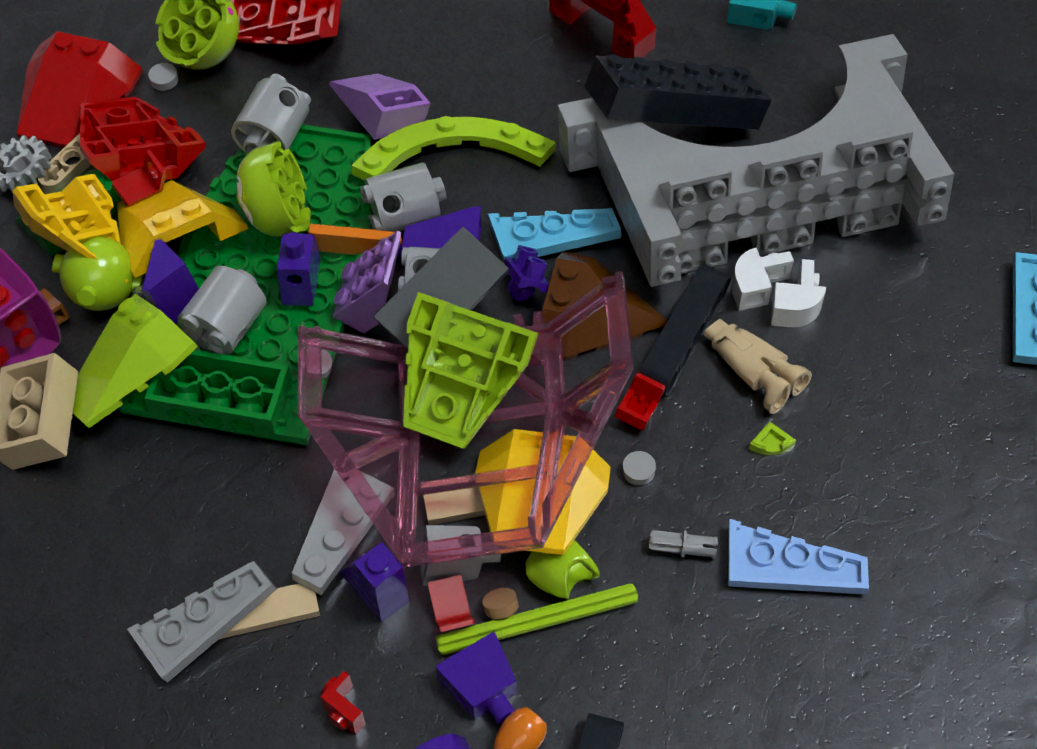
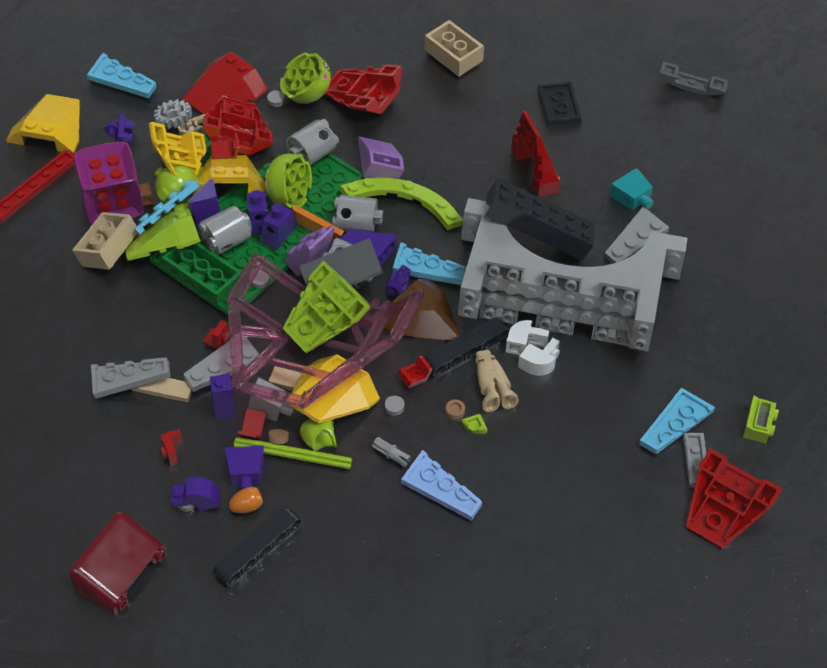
camera: 25 degrees right, 5 degrees down
(106, 312) = (161, 208): none -> medium azure wing
(249, 250) = (256, 205): none -> dark purple torso
(305, 487) = (217, 336): none -> red bracket
(728, 432) = (455, 409): none -> medium nougat tile
(804, 63) = (634, 236): none -> light grey wing

